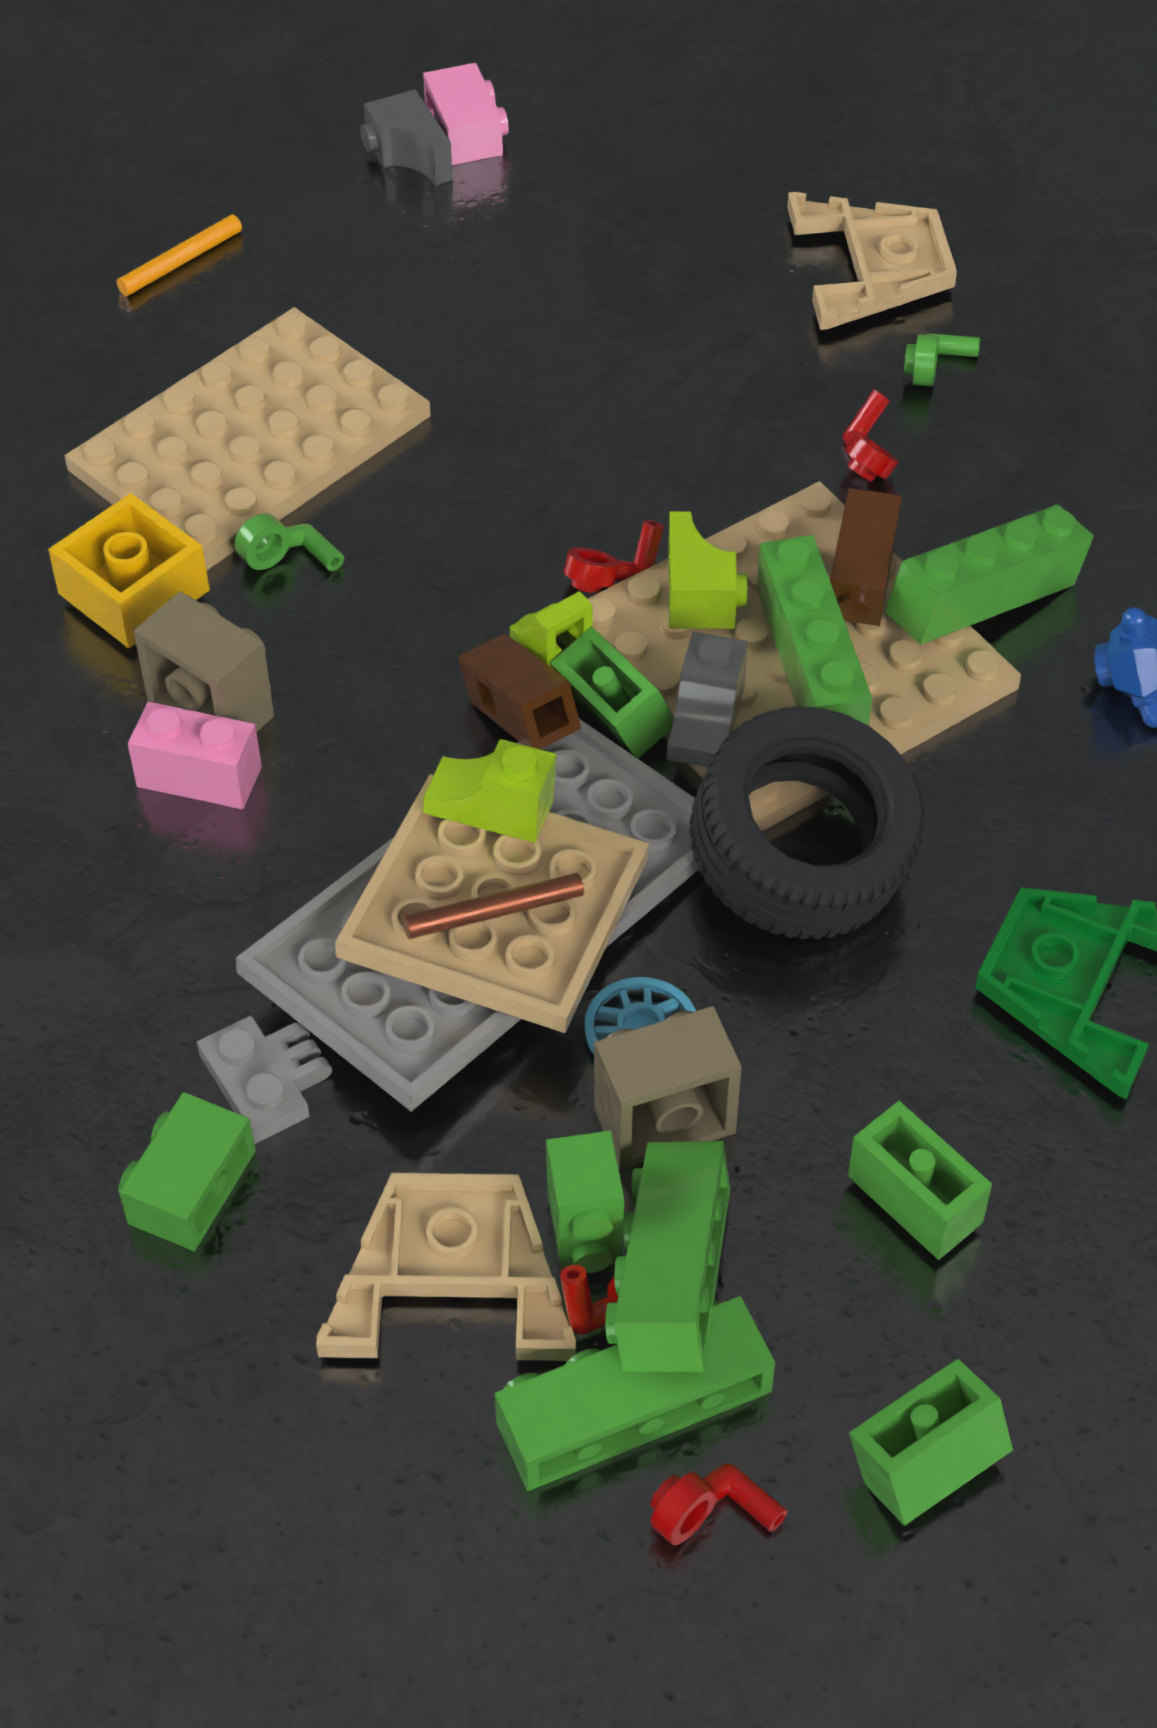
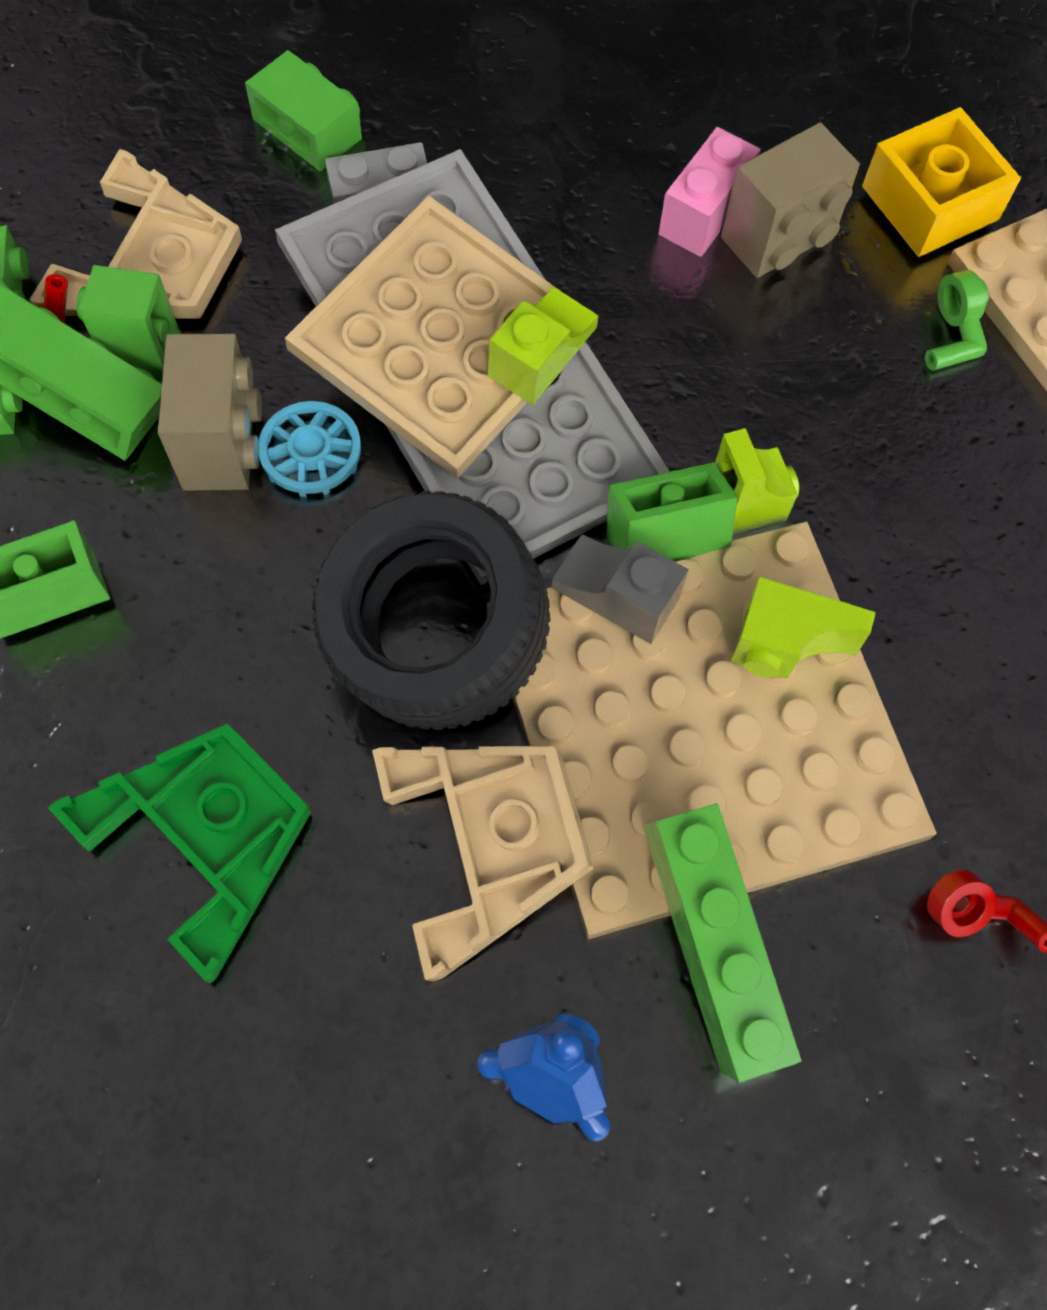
camera: 105 degrees right, 15 degrees up
(493, 905) = (418, 313): copper bar -> none
(519, 692) = (685, 430): reddish brown brick -> none
(596, 569) = (867, 572): red plate -> none
(810, 629) = (668, 703): bright green brick -> none
(865, 554) = (778, 806): reddish brown brick -> none
(970, 731) = (512, 832): none -> tan wing

